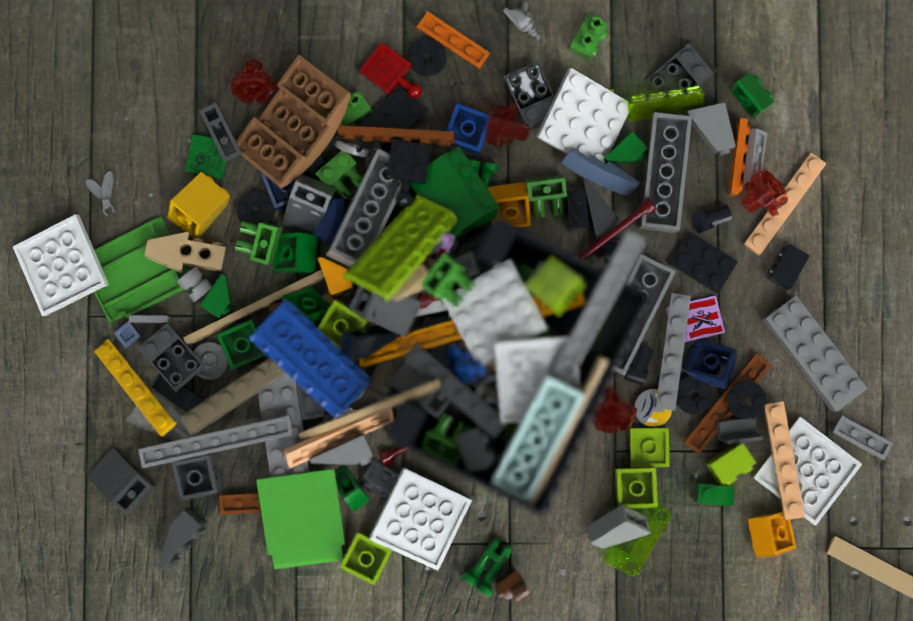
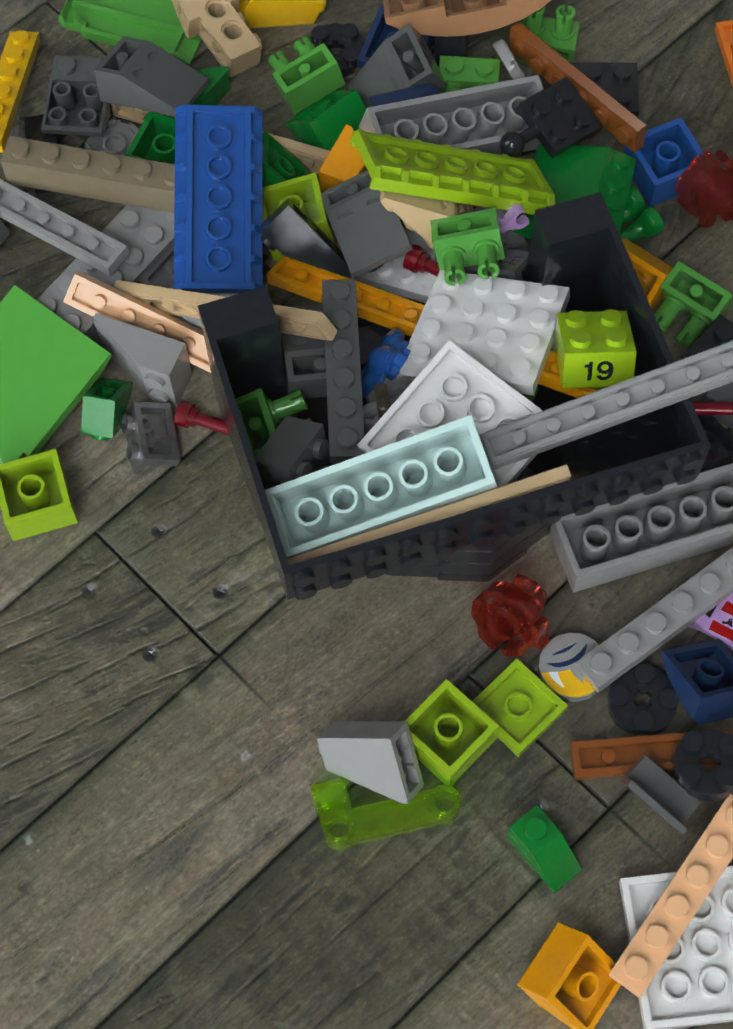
camera: 45 degrees right, 20 degrees down
(127, 334) = (62, 43): sand blue plate -> none
(150, 319) = (93, 41): light grey tile -> none
(194, 284) = (189, 46): light grey wheel -> none
(202, 321) = (147, 78): none -> dark grey slope
(387, 69) = (635, 37): red plate -> none
(420, 519) = (144, 511): white plate -> none
(437, 53) = (697, 51): black plate -> none
(473, 575) = (130, 643): green piece -> none
(512, 585) = (163, 690): reddish brown hinge -> none
(638, 368) = (599, 602): black piece -> none
(730, 463) = (606, 822): lime brick -> none

